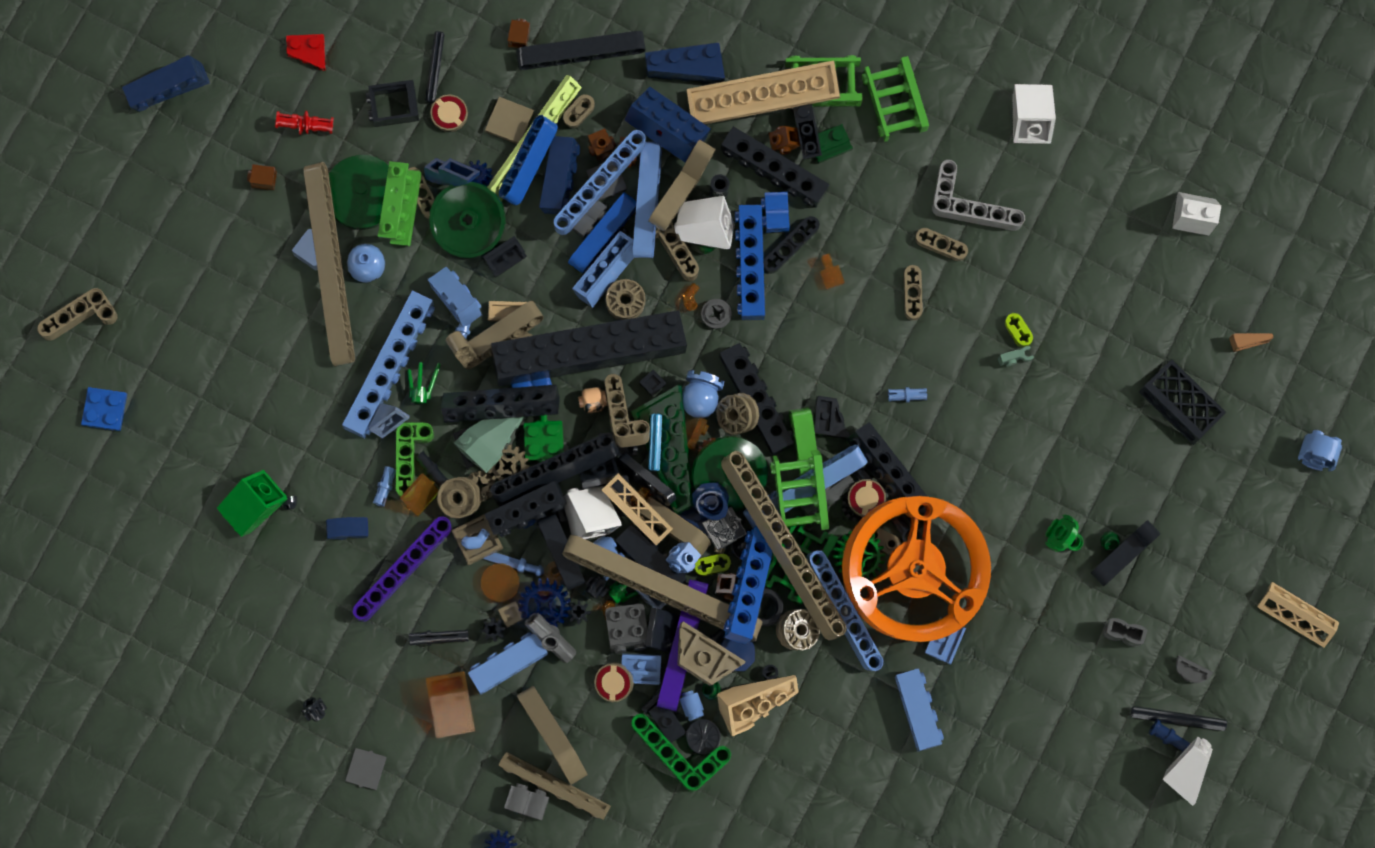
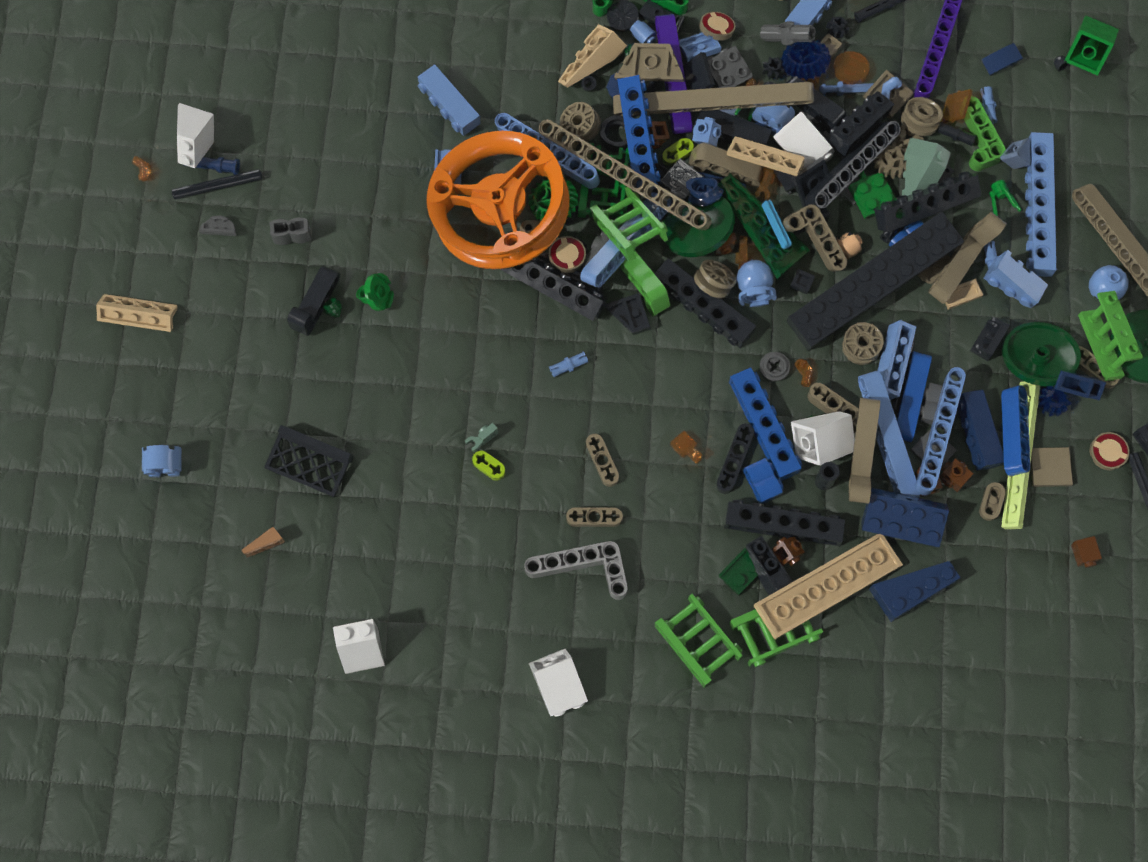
camera: 165 degrees right, 5 degrees down
(580, 50) = (1020, 561): black beam -> none
(646, 479) = (769, 192): black beam -> none
(1245, 765) = (144, 168): none -> clear orange arm

